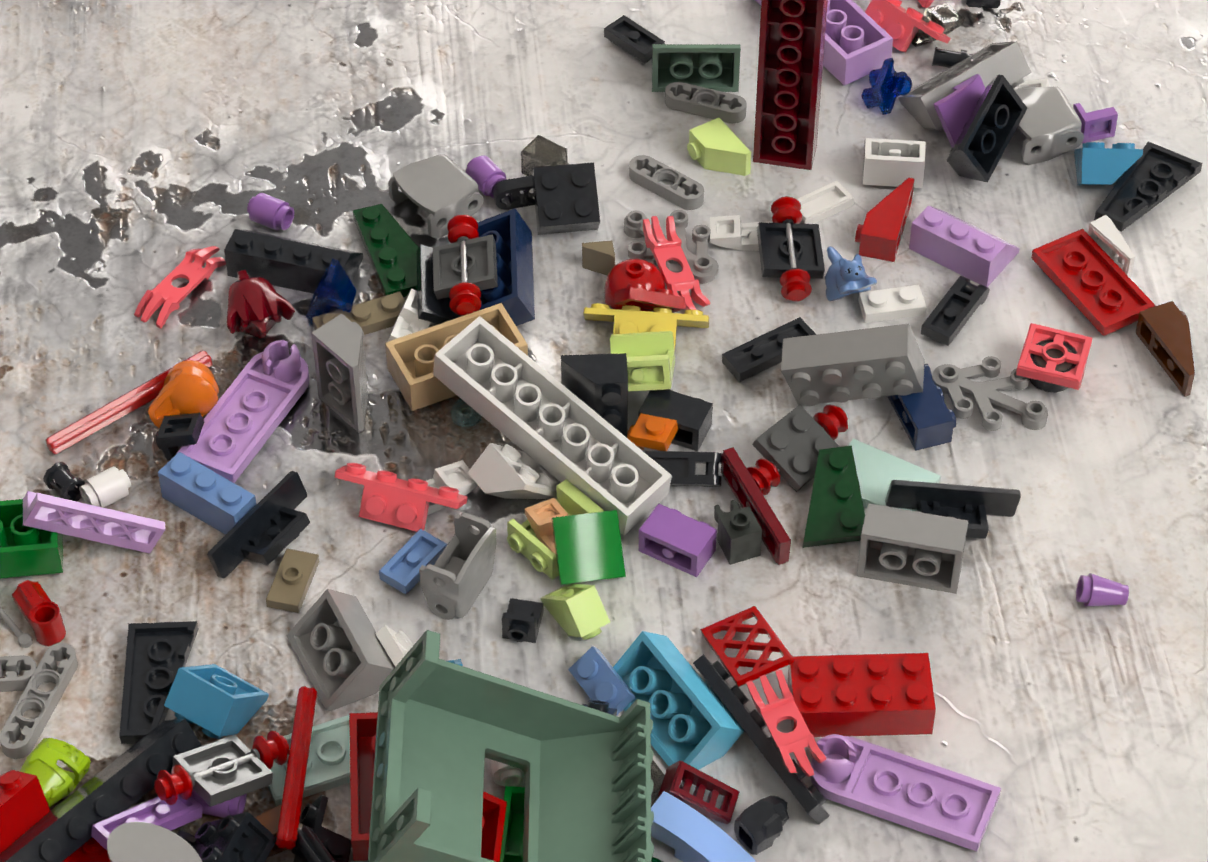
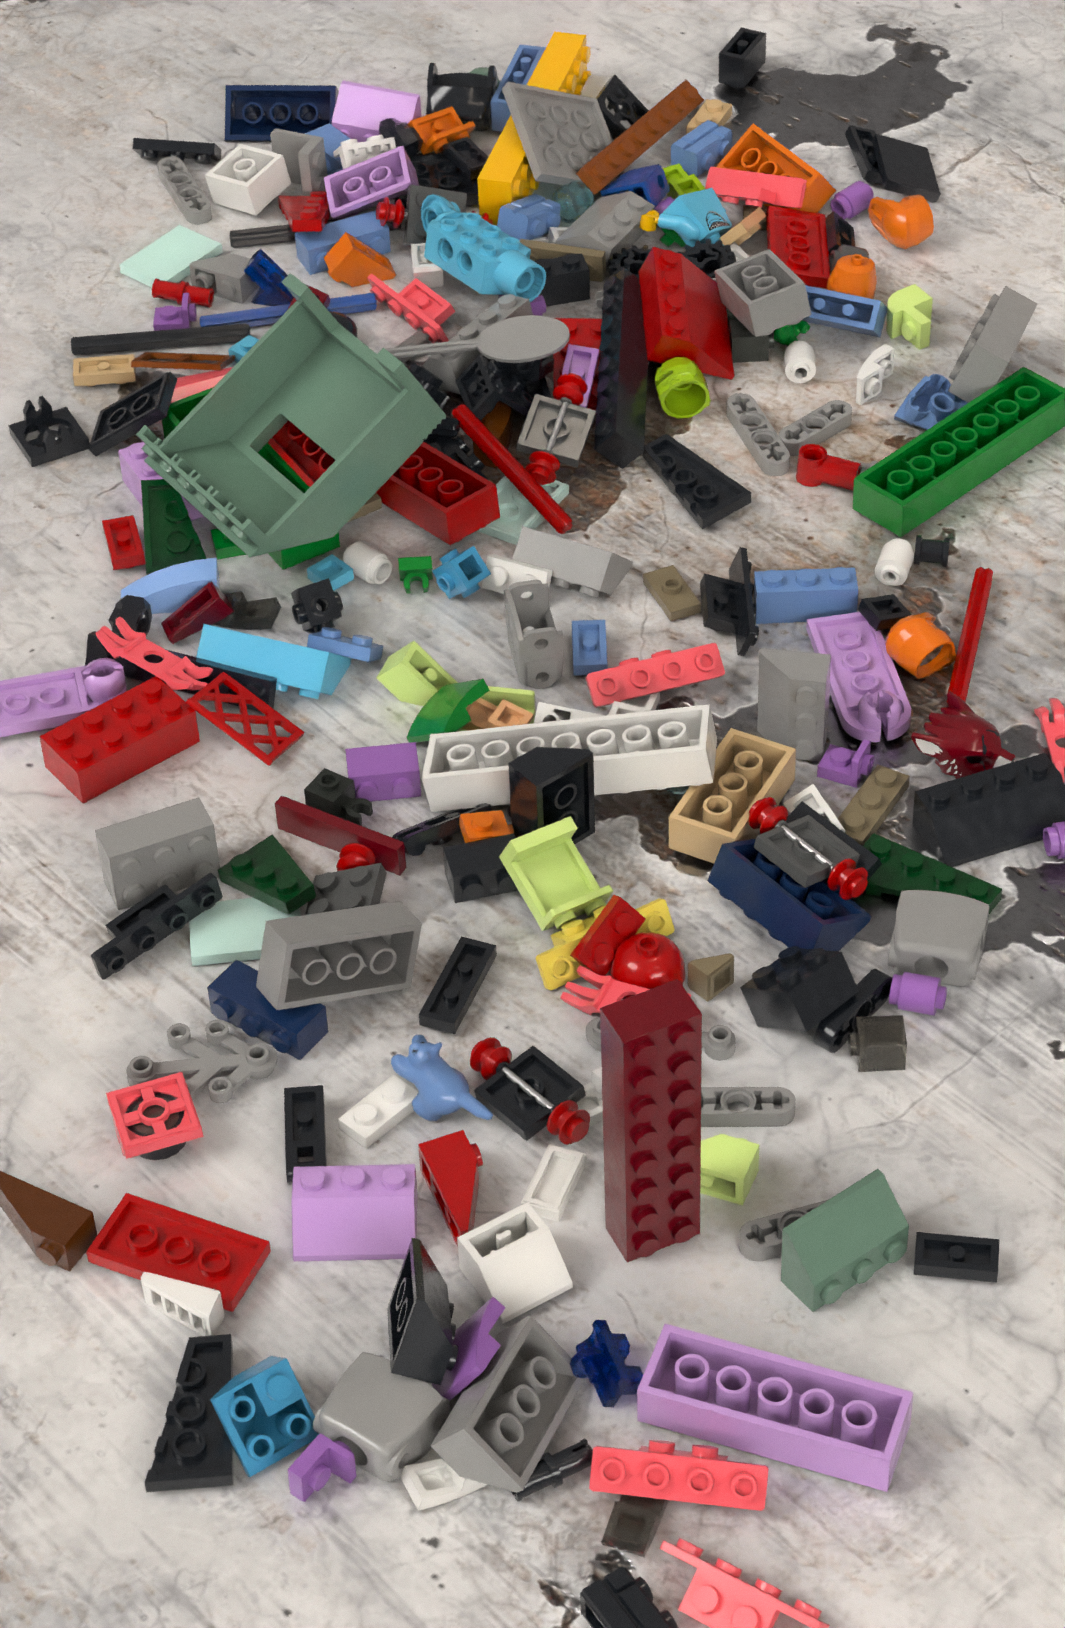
camera: 145 degrees right, 5 degrees down
(91, 522) = (856, 508): lavender fence -> none
(214, 699) = (628, 489): dark azure slope -> none
(333, 290) = (902, 779): clear blue slope -> none
(522, 620) = (455, 655): black bracket -> none

